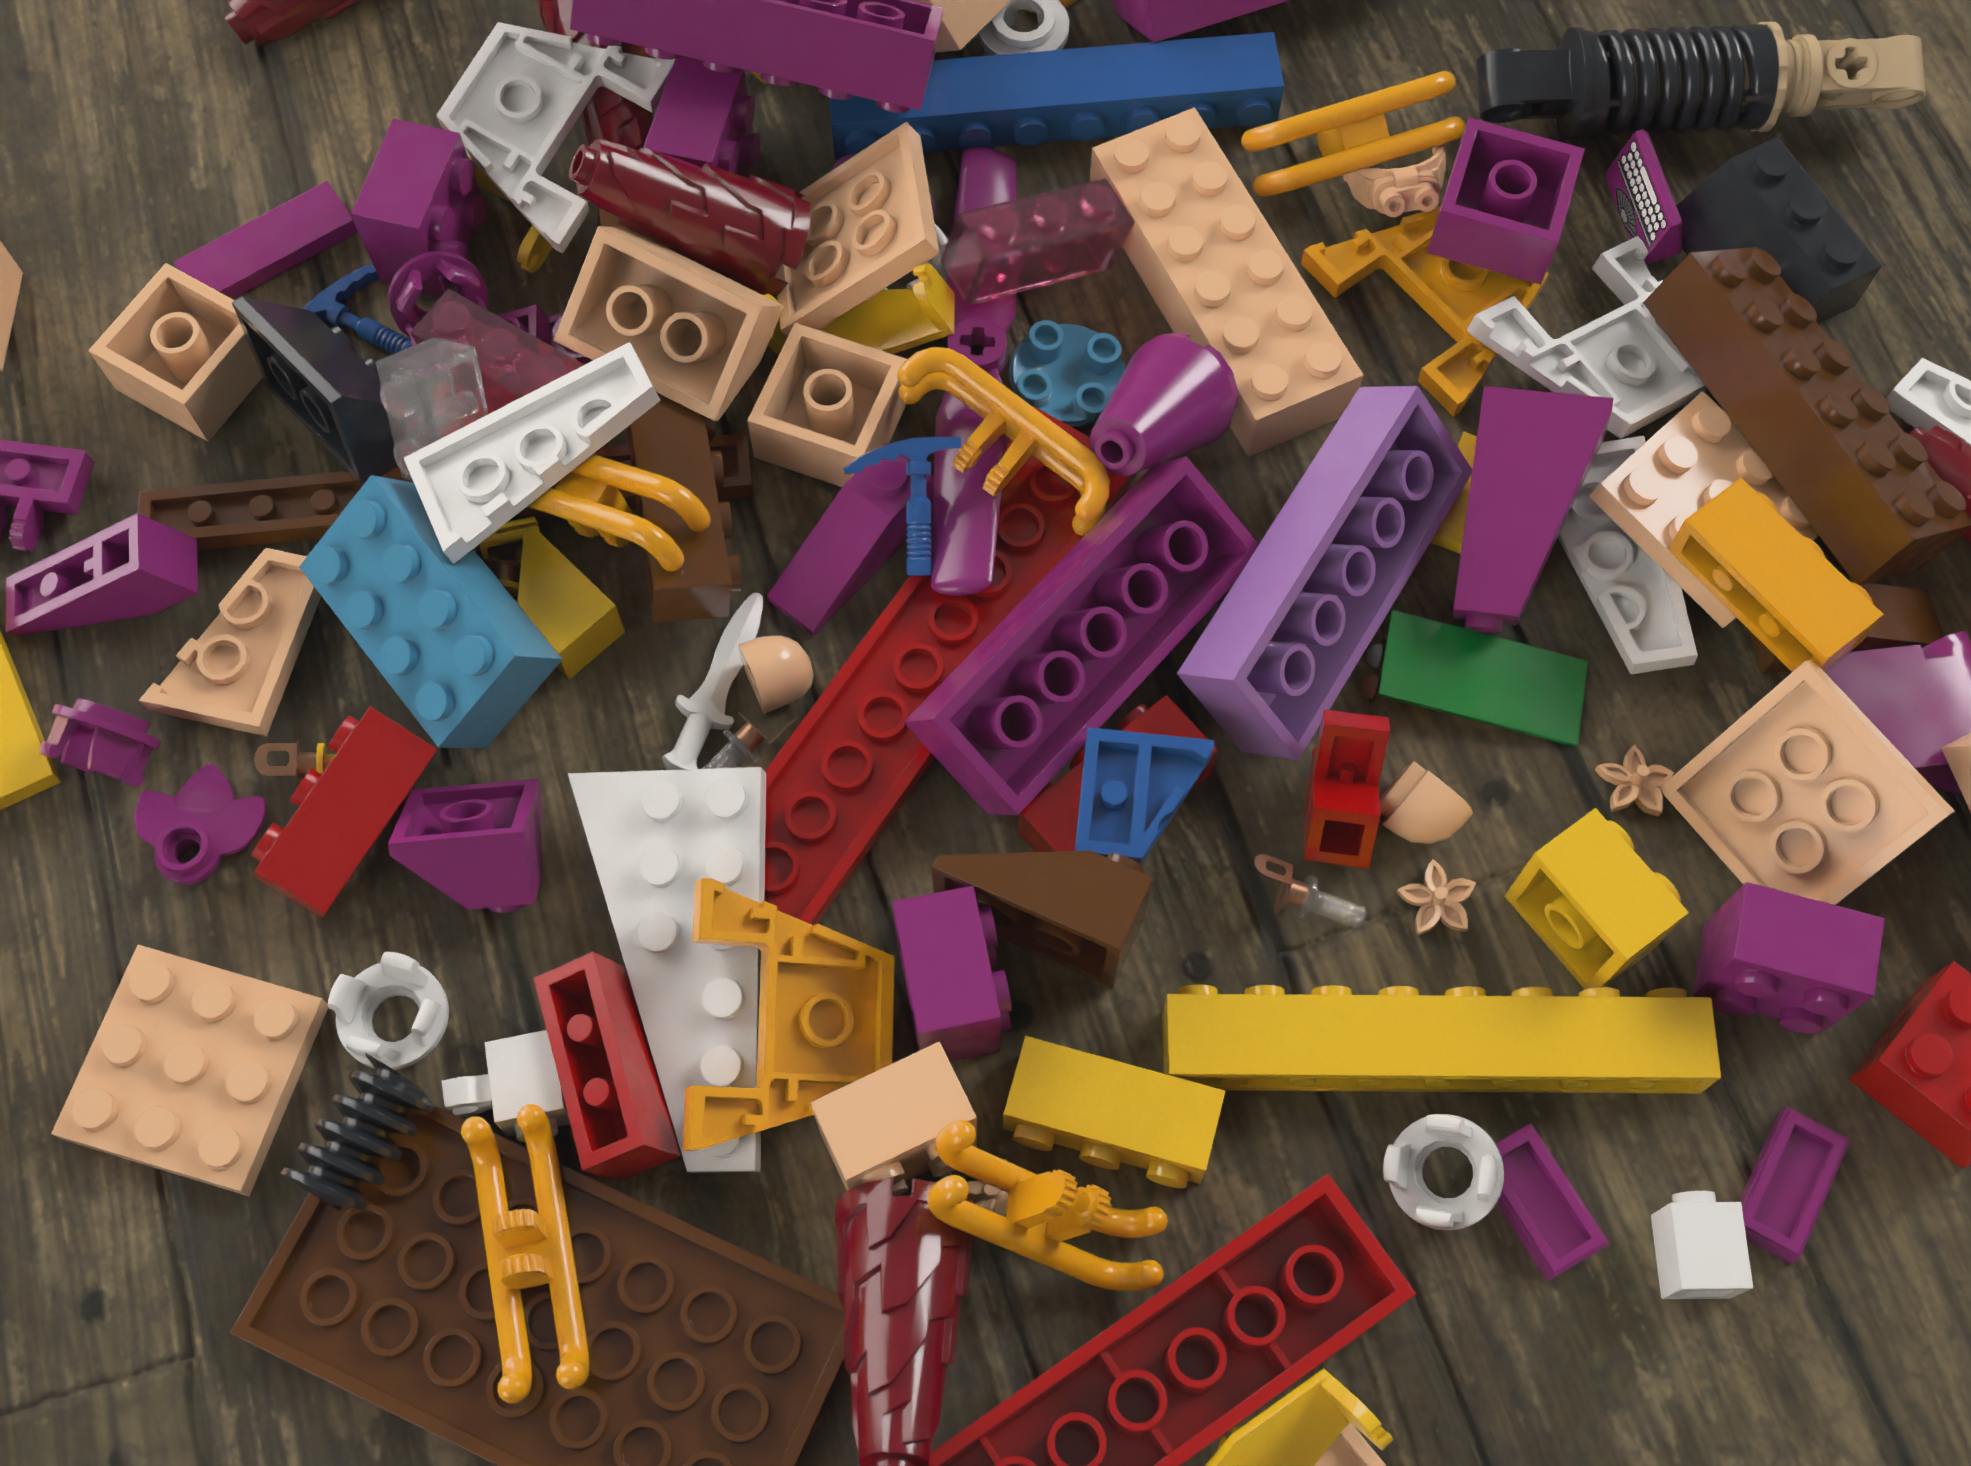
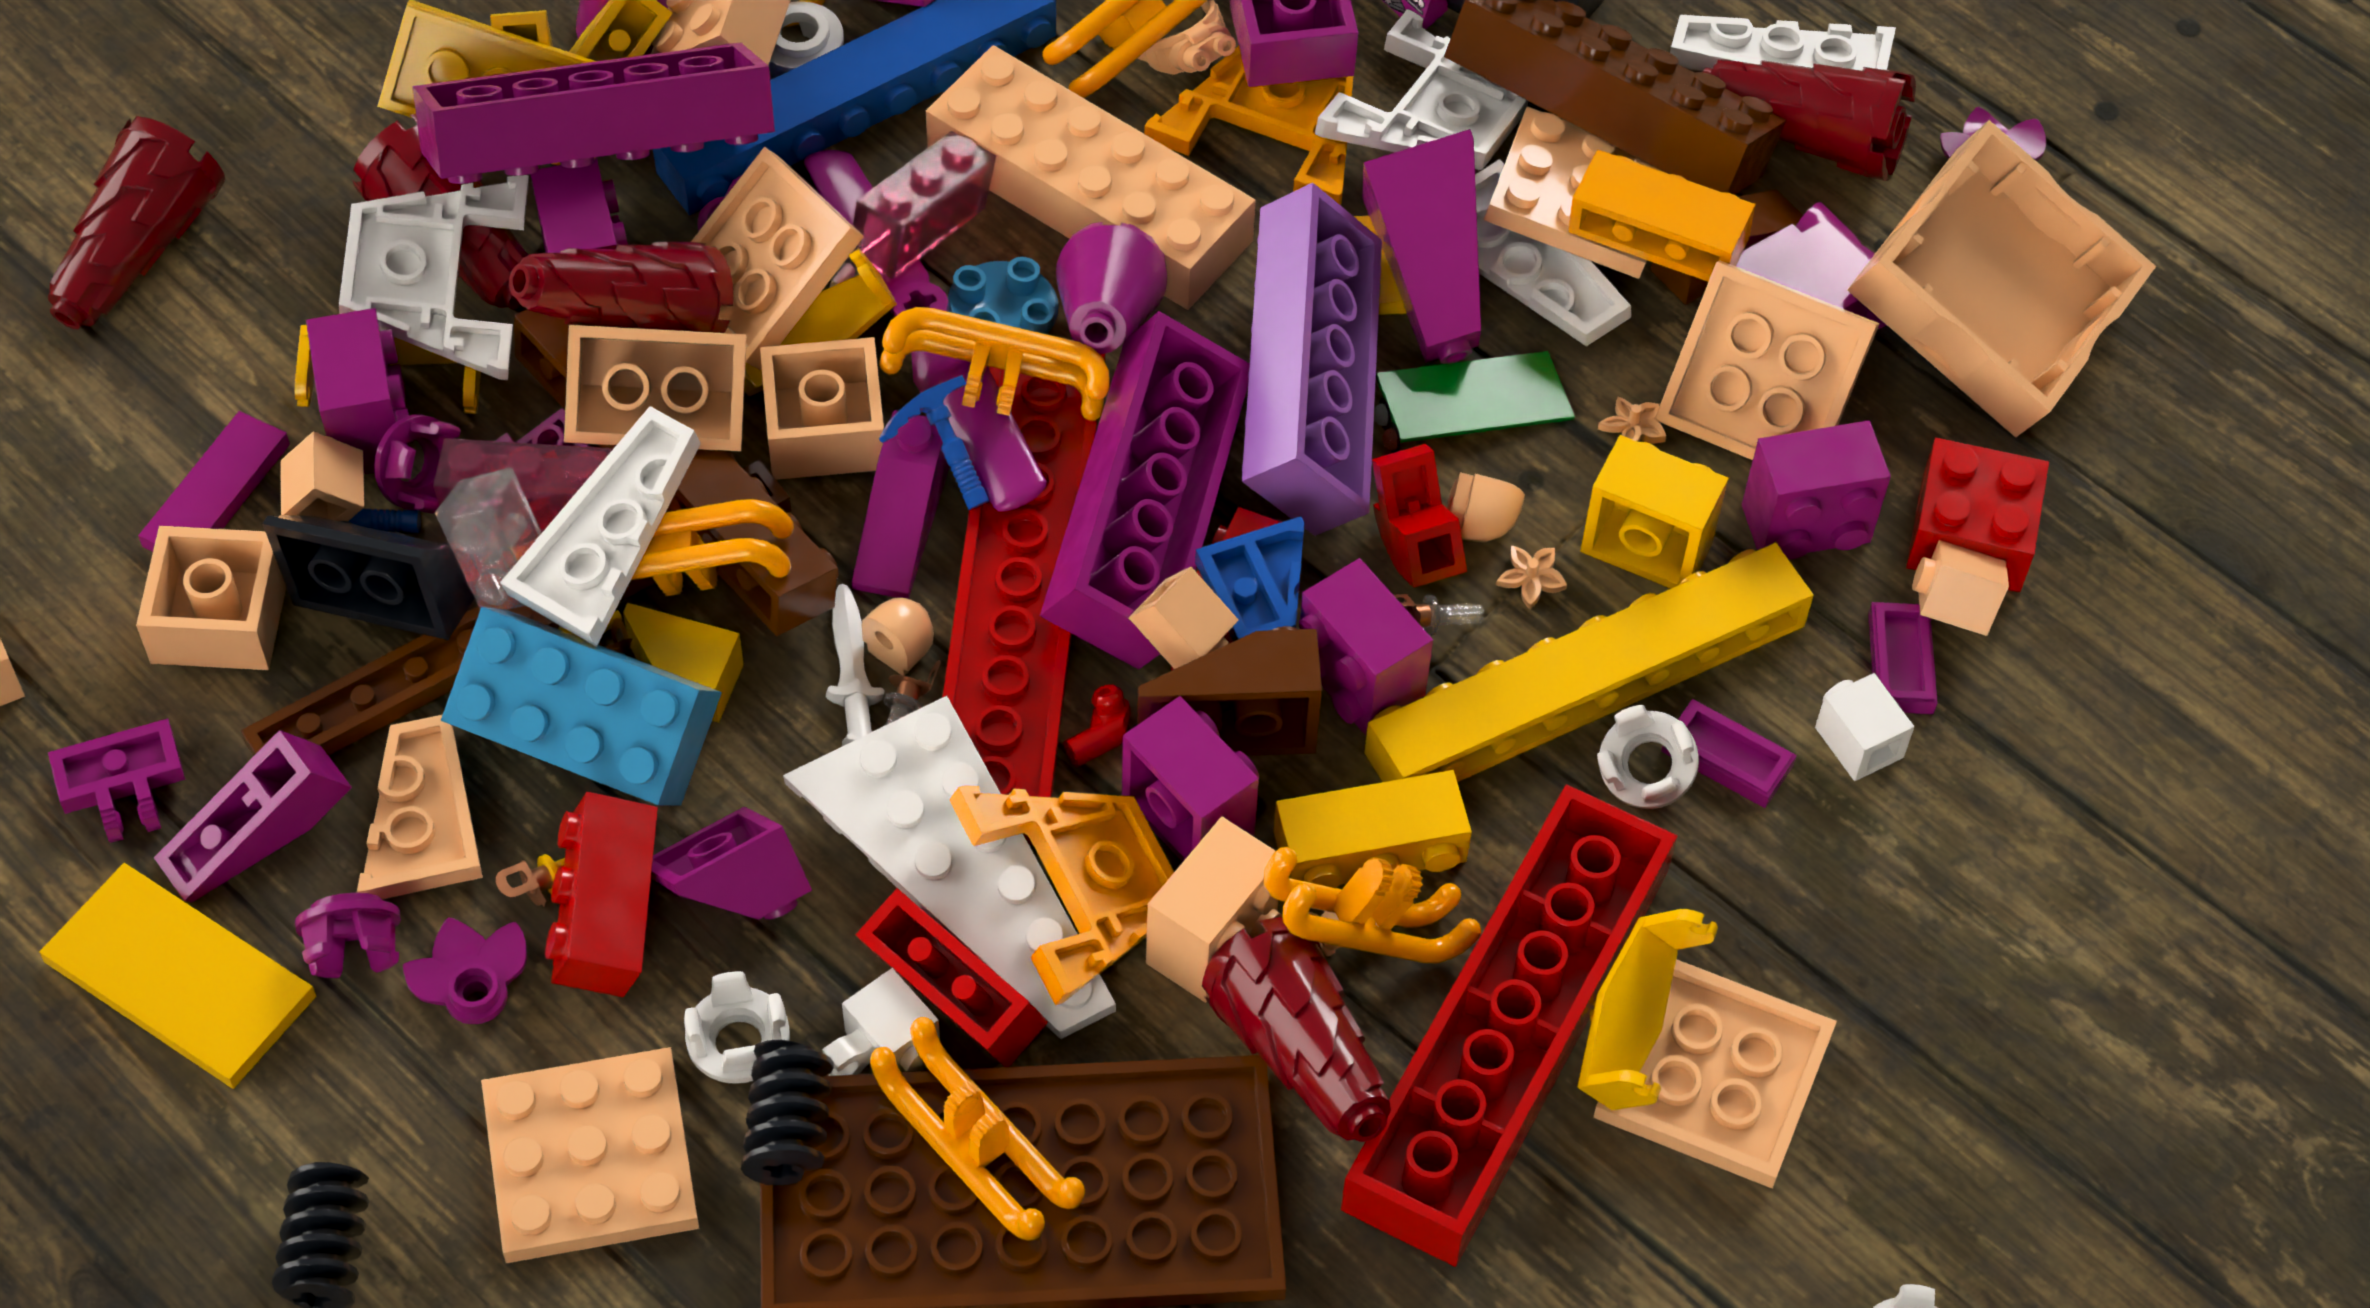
camera: 30 degrees left, 10 degrees down
(338, 281) = (322, 479): none -> light nougat brick
(915, 867) = (1107, 726): none -> red arm
(1031, 801) = (1184, 618): none -> light nougat brick
(1206, 907) = (1366, 644): none -> magenta brick
(1895, 1145) = (1961, 587): none -> light nougat brick

